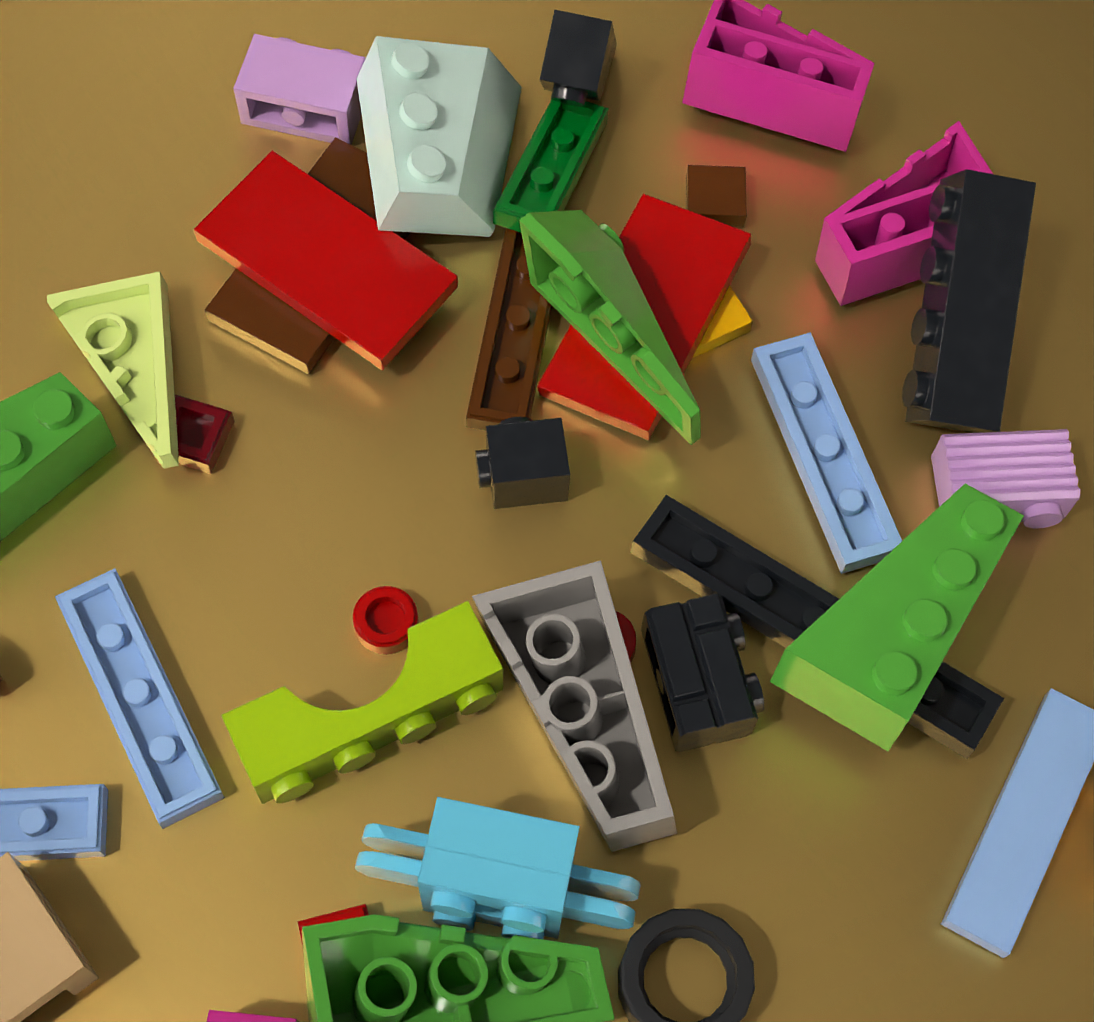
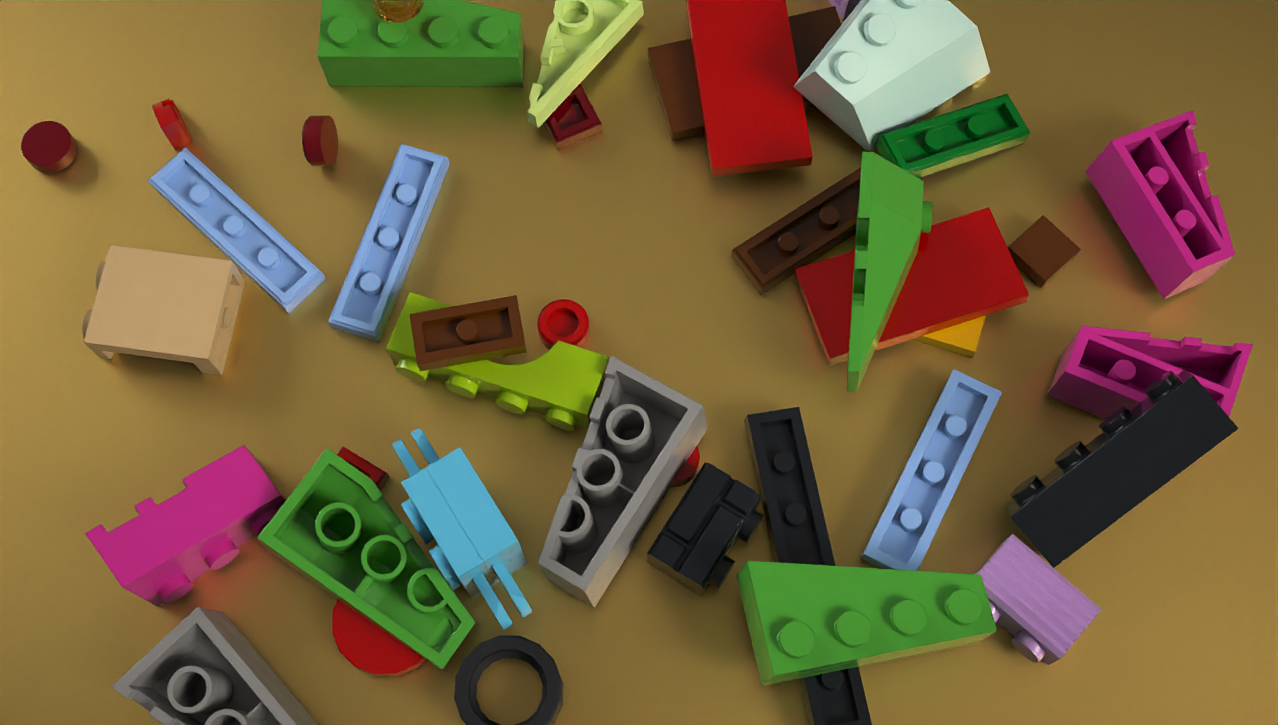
camera: 50 degrees right, 5 degrees up
(323, 696) = (467, 333): none -> reddish brown plate
(524, 462) = (735, 307): black brick -> none
(577, 58) = (1036, 83): black slope -> none

